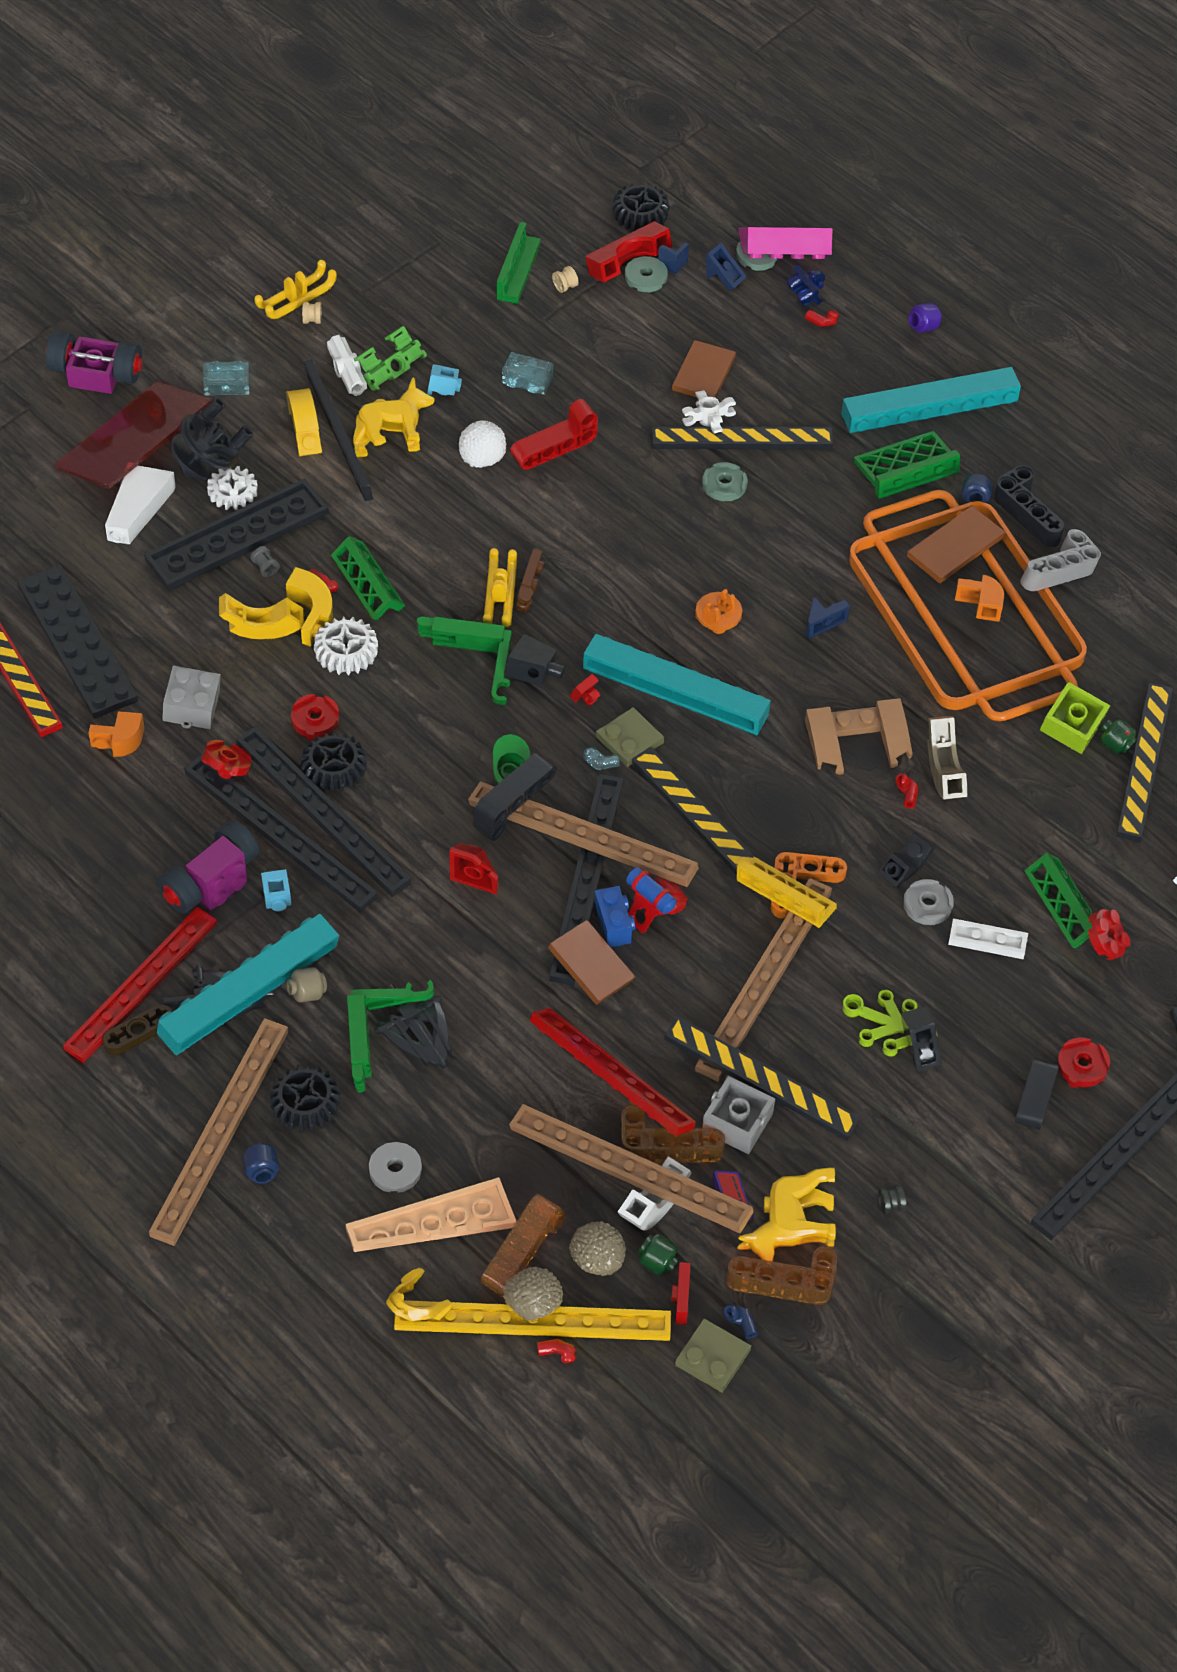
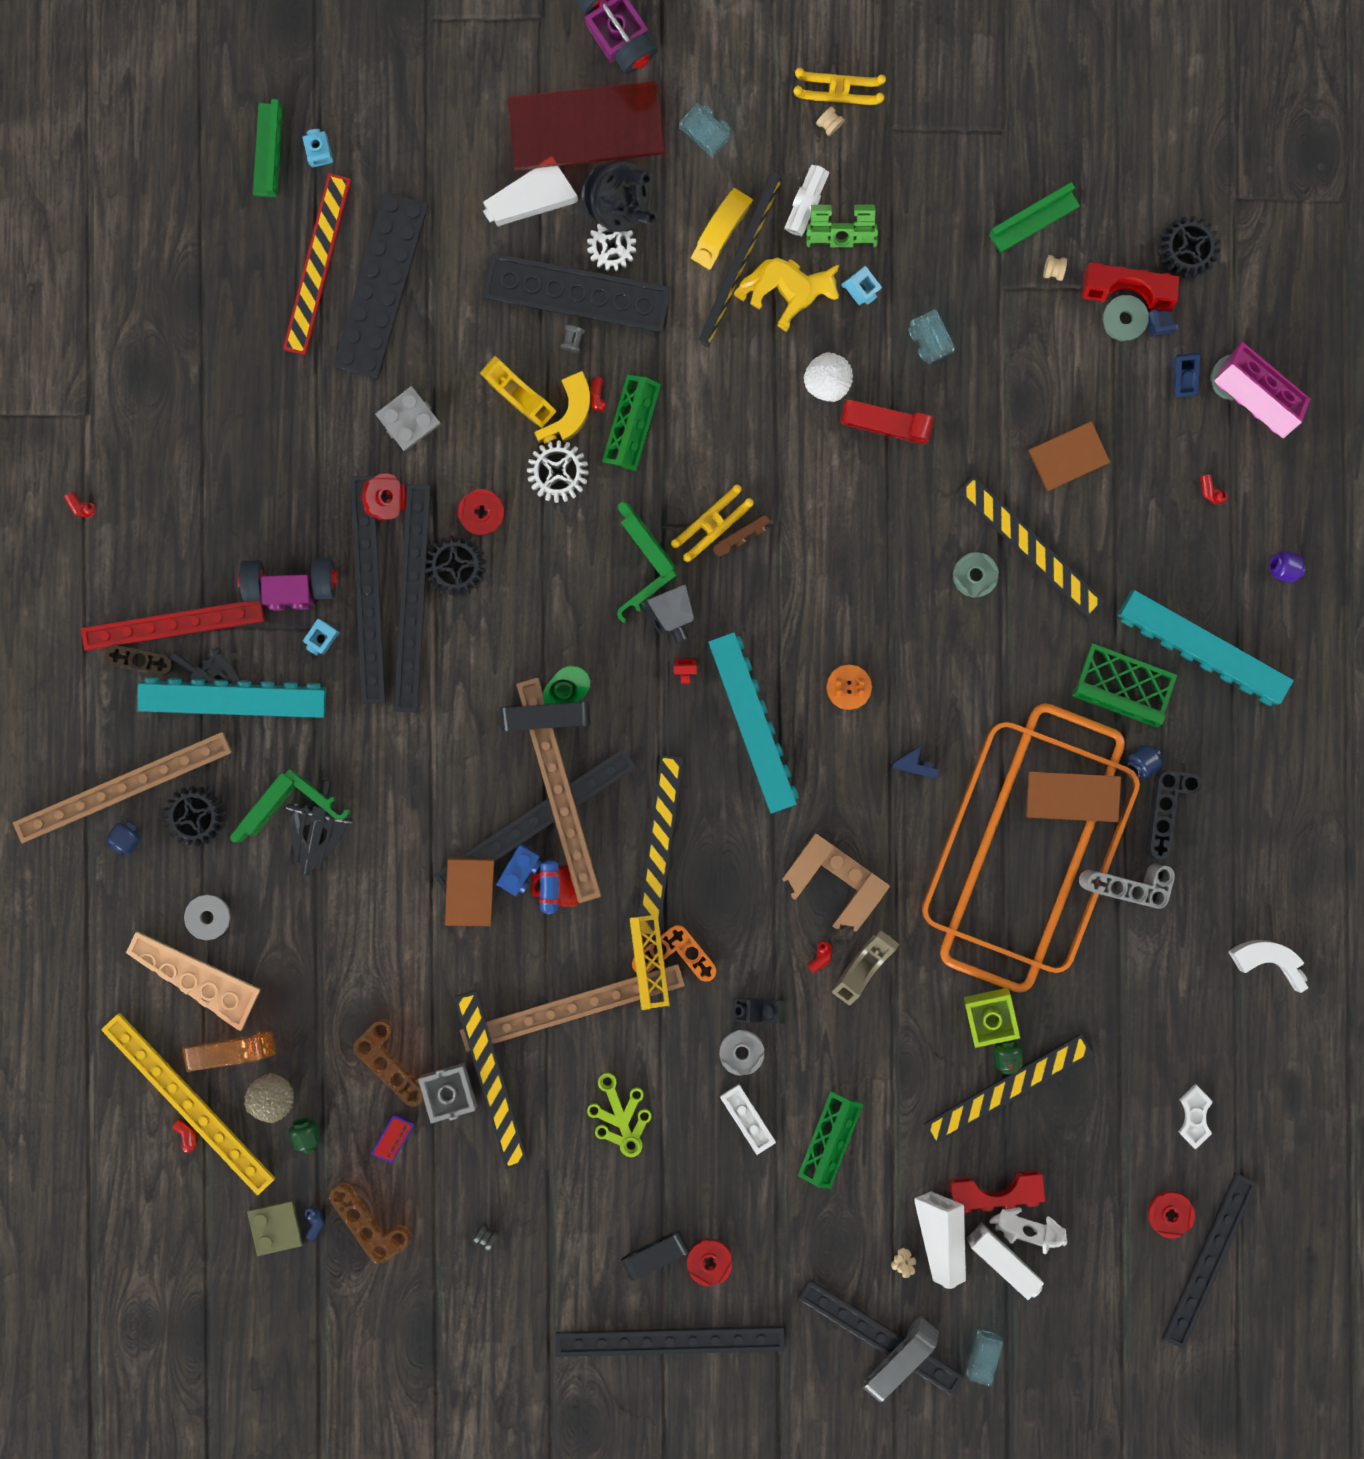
camera: 45 degrees right, 35 degrees up
(122, 738) = (334, 409): orange brick -> none
(307, 984) = (272, 731): dark tan head -> none
(399, 1307) = (112, 1018): yellow helmet -> none
(472, 867) = (466, 742): red slope -> none
(533, 1293) = (197, 1094): dark tan hair -> none
(600, 761) = (637, 733): clear light blue arm -> none
(612, 1071) = (398, 987): red plate -> none
(629, 736) = (679, 733): olive plate -> none
(632, 1168) = (339, 1068): medium nougat plate -> none
(646, 1208) = (334, 1098): white arch -> none
(681, 1293) = (292, 1173): red plate -> none
(709, 411) = (1032, 495): white pin -> none
(786, 1216) = (407, 1187): yellow animal -> none
(810, 285) = (1234, 439): clear blue hips -> none
(921, 1037) = (619, 1151): black arch -> none
(987, 594) = (1042, 867): orange brick -> none
(1108, 934) = (824, 1196): red plate -> none

